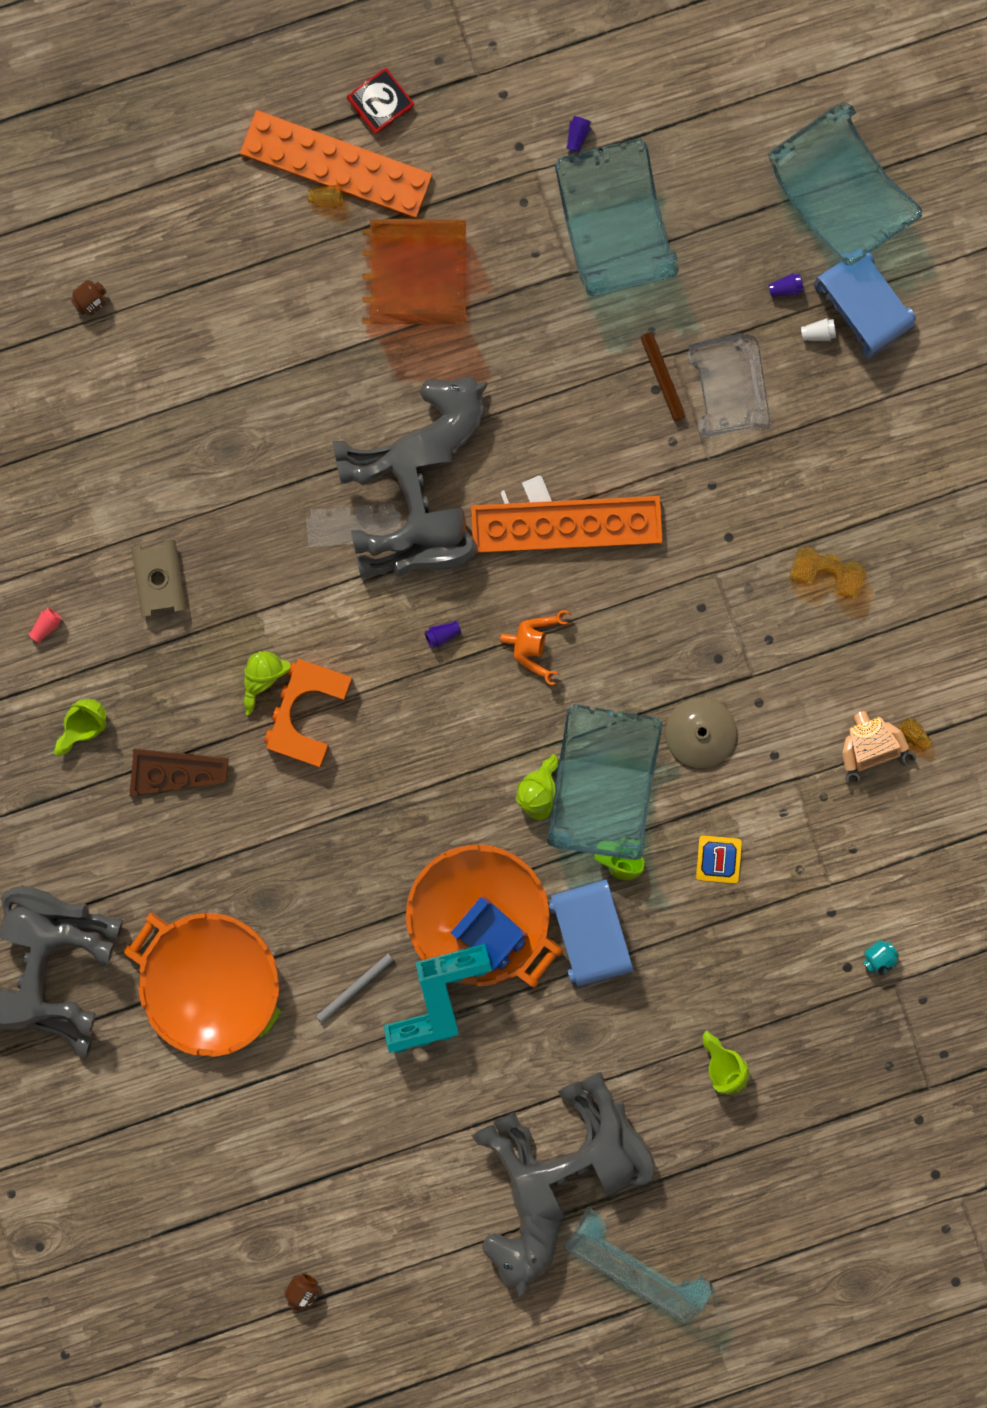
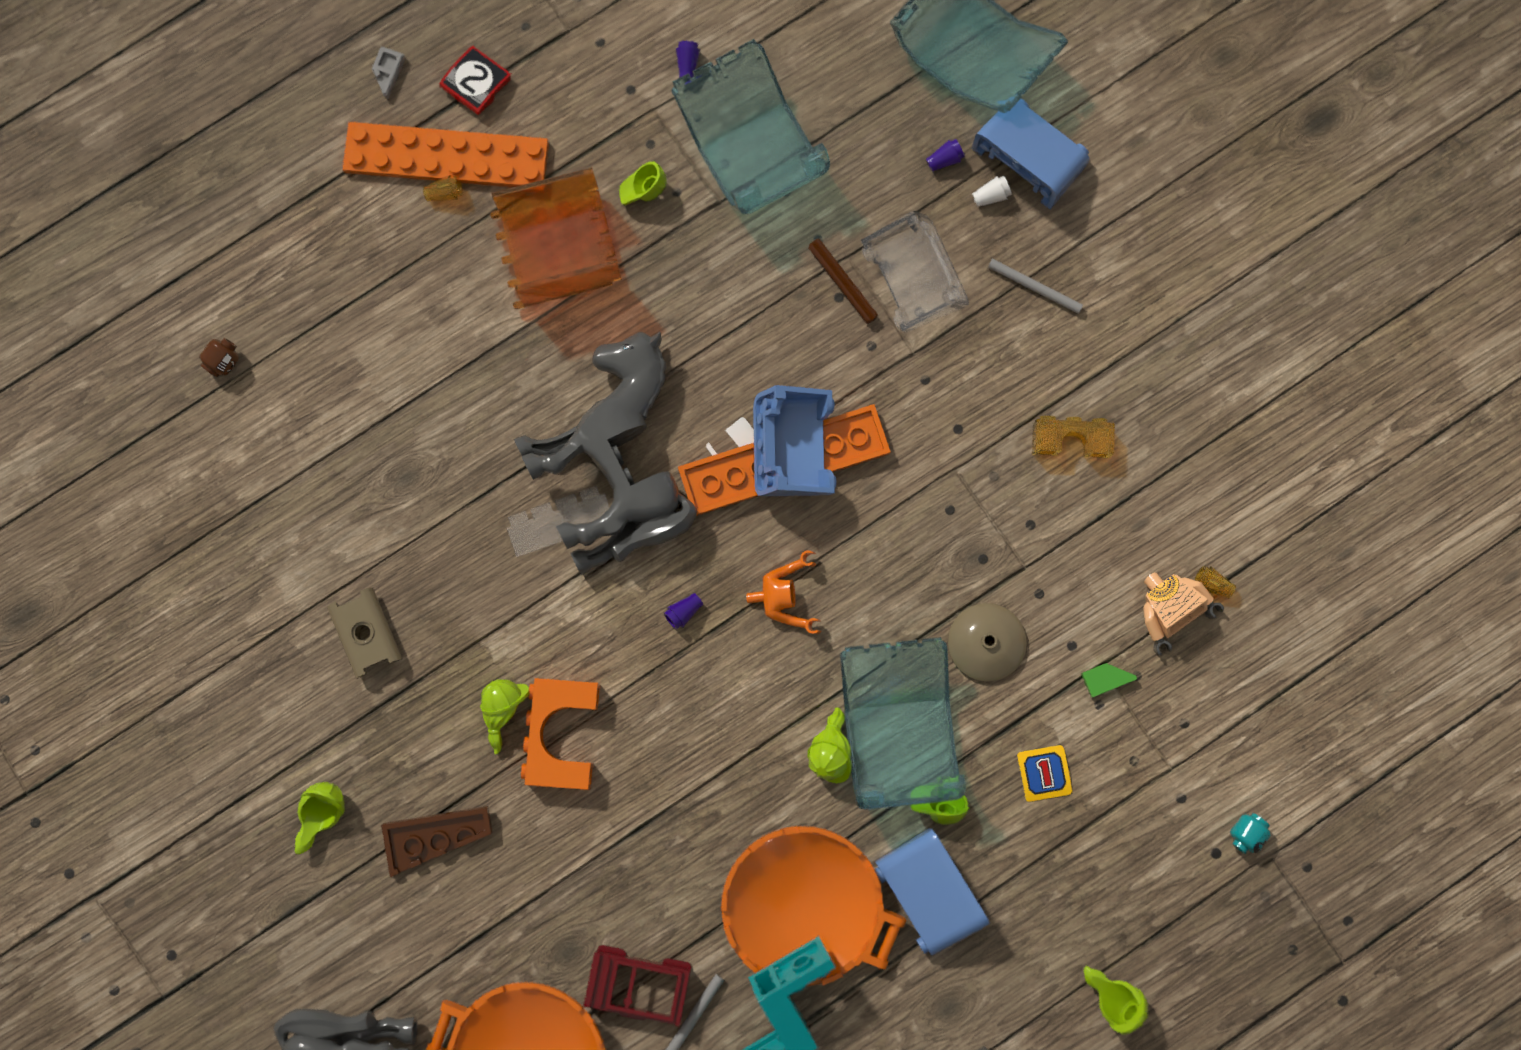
camera: 10 degrees left, 5 degrees down
(45, 624) = (254, 714): coral cone -> none
(291, 930) = (603, 978): none -> dark red piece
(303, 68) = (387, 68): none -> light grey tile
(493, 928) = (822, 916): blue panel -> none
(500, 240) = (643, 184): none -> lime cap
(576, 511) = (791, 442): none -> medium blue windscreen
(795, 792) = (1105, 678): none -> bright green tile
(834, 427) = (1035, 286): none -> light grey bar

